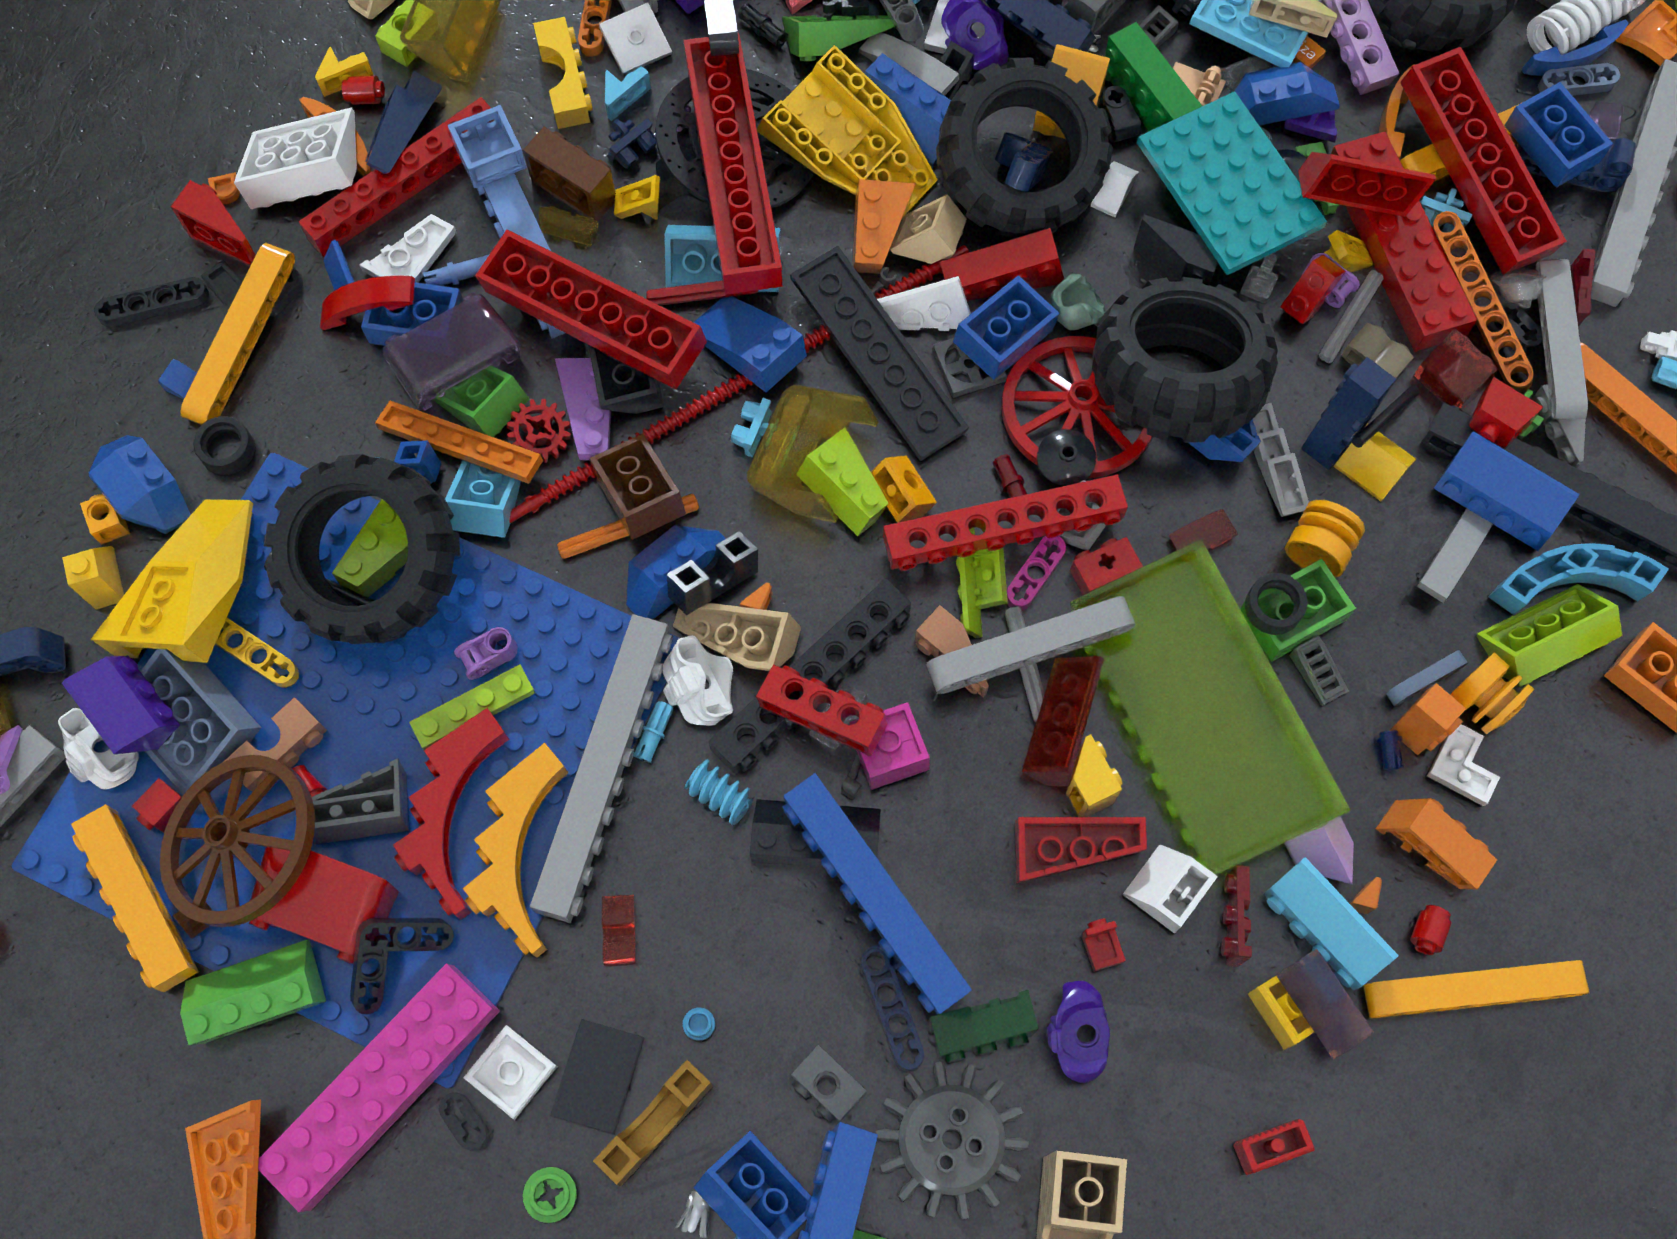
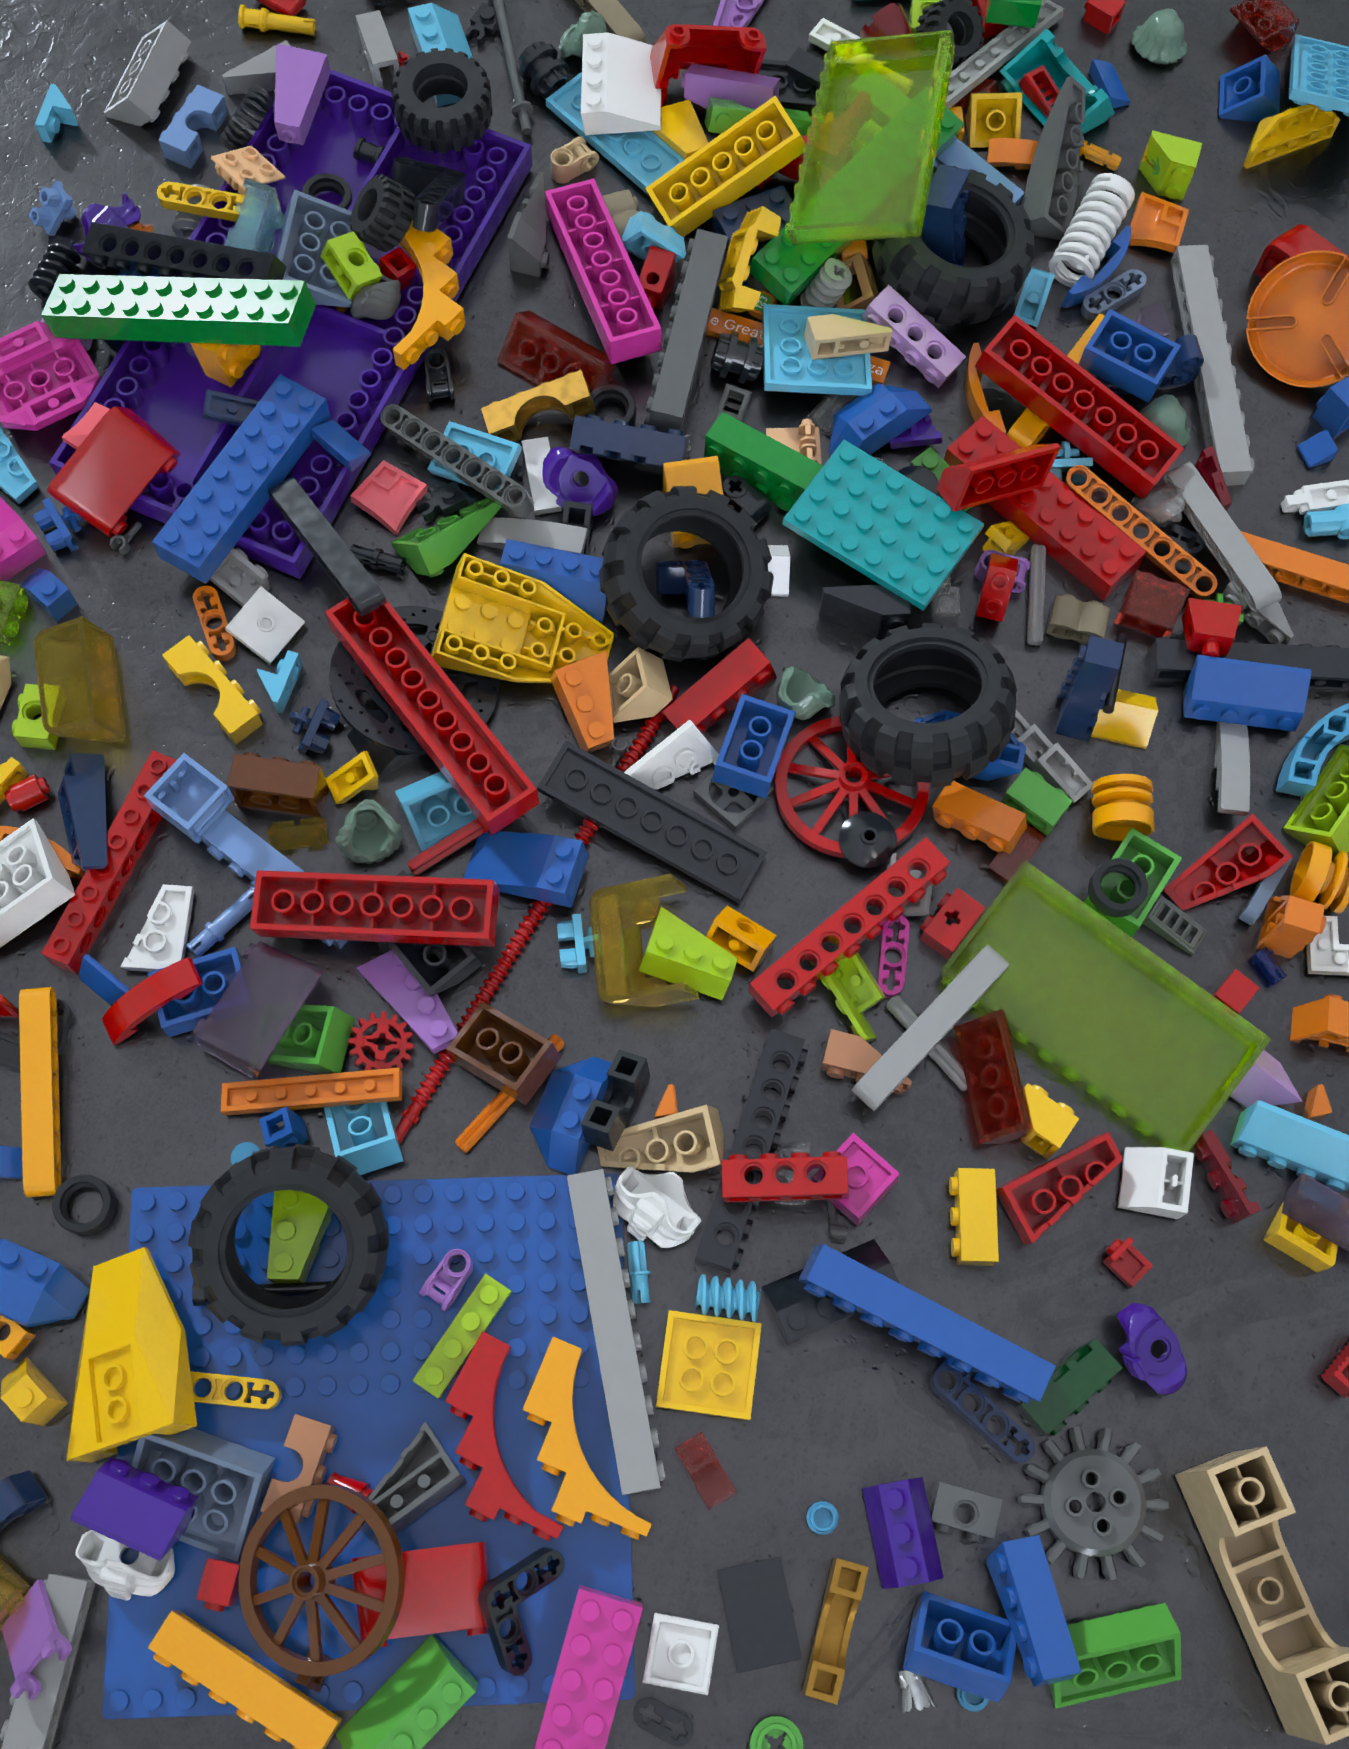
camera: 30 degrees left, 0 degrees up
(625, 250) = (369, 833): none -> sand green hair
(671, 841) = (709, 1365): none -> yellow plate
(762, 1071) = (902, 1533): none -> dark purple slope
(981, 834) = (974, 1217): none -> yellow brick
(1011, 481) = (828, 883): dark red pin -> none
(1183, 485) = (979, 817): none -> orange brick
(1246, 497) = (1038, 800): none -> bright green brick
(1343, 757) = (1236, 991): none -> red brick
(1406, 639) = (1234, 862): none -> red wedge
(1497, 48) = (1034, 296): none -> medium azure slope
(1570, 212) = (1169, 417): none -> sand green hair

